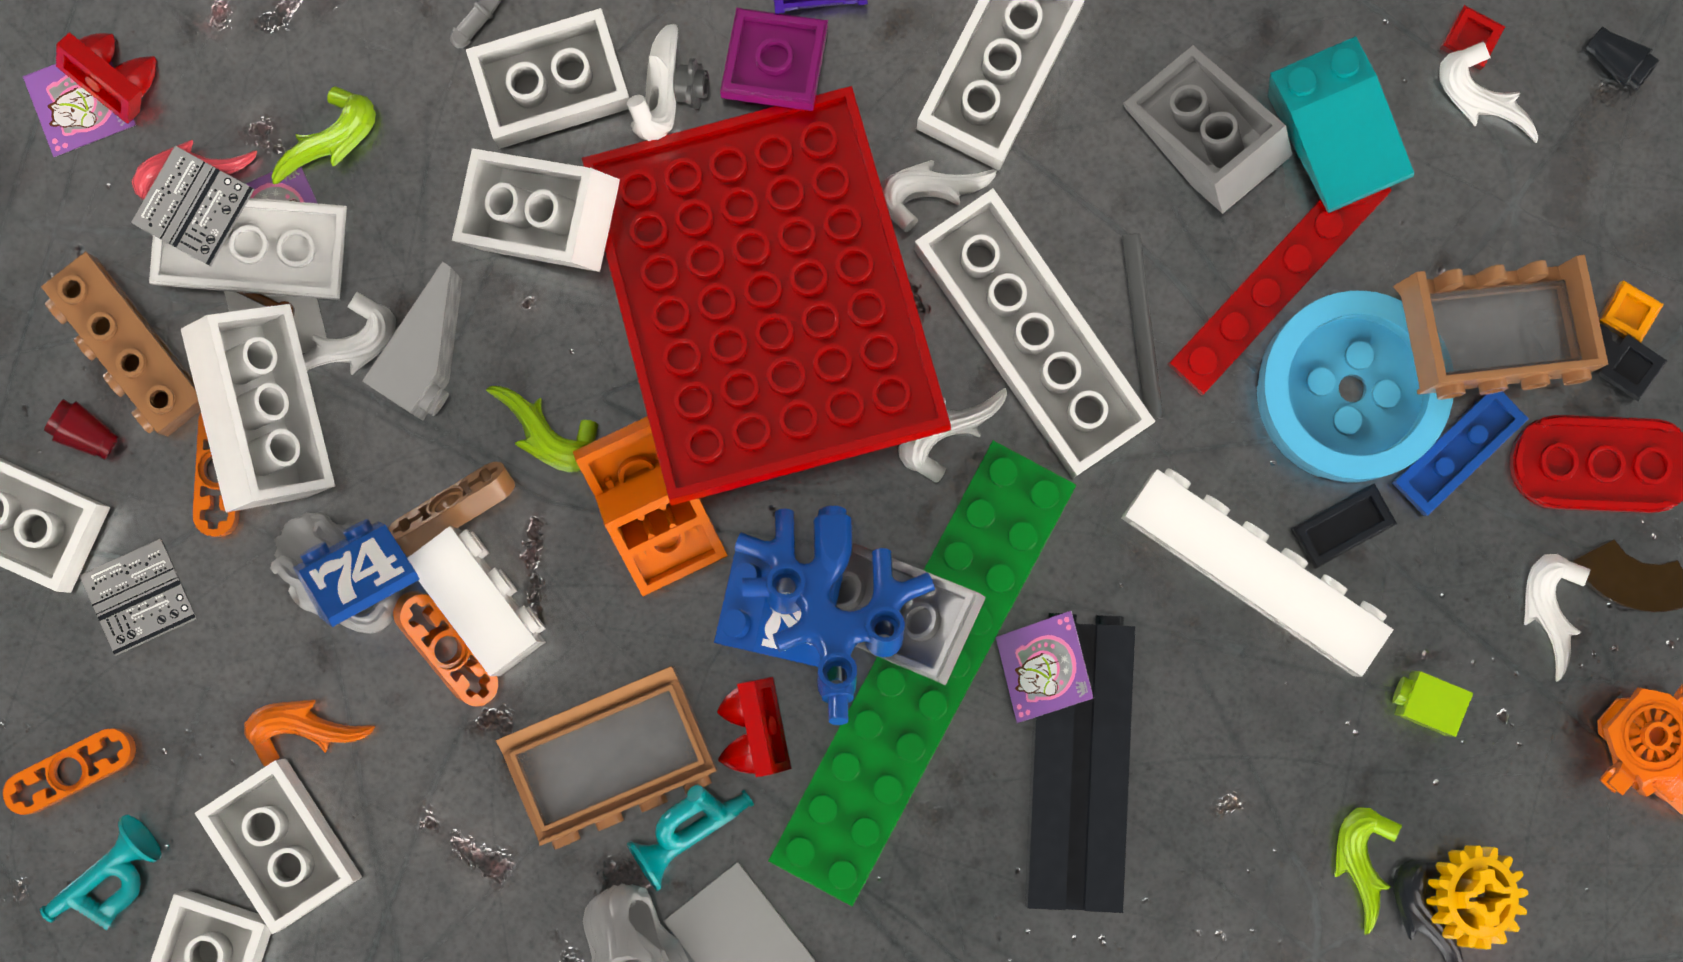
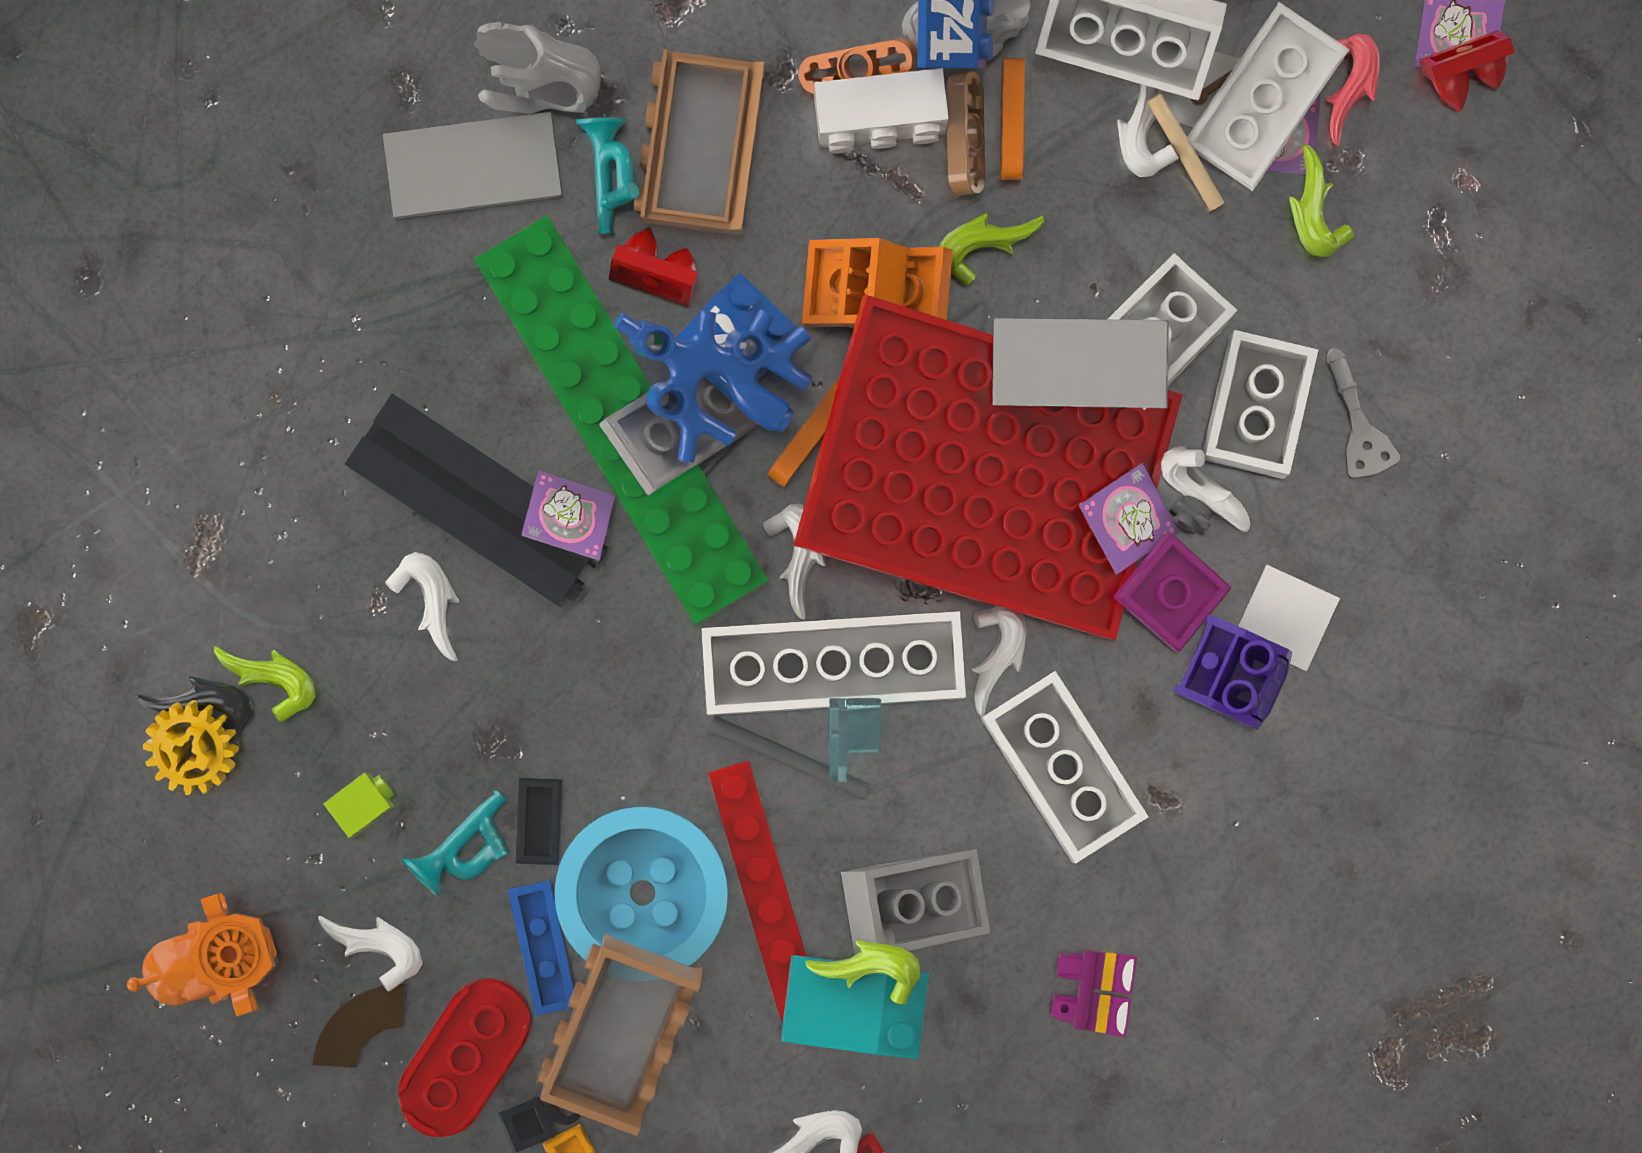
camera: 120 degrees right, 0 degrees up
(192, 206) = (1320, 70): light grey sticker -> none
(346, 290) = (1185, 151): none -> tan bar
(410, 473) = (1012, 119): none -> orange beam
(420, 353) = (1099, 179): light grey slope -> none
(613, 259) = (1080, 362): none -> light grey tile
(730, 139) = (1128, 518): none -> sticker
(830, 487) = (803, 442): none -> orange beam
(1083, 281) = (852, 729): none -> clear light blue panel
(1190, 751) = (436, 594): none -> white piece
(1258, 573) = (543, 728): white brick -> none
(1292, 127) = (874, 959): none -> lime piece
(1451, 601) = (429, 867): none -> teal piece

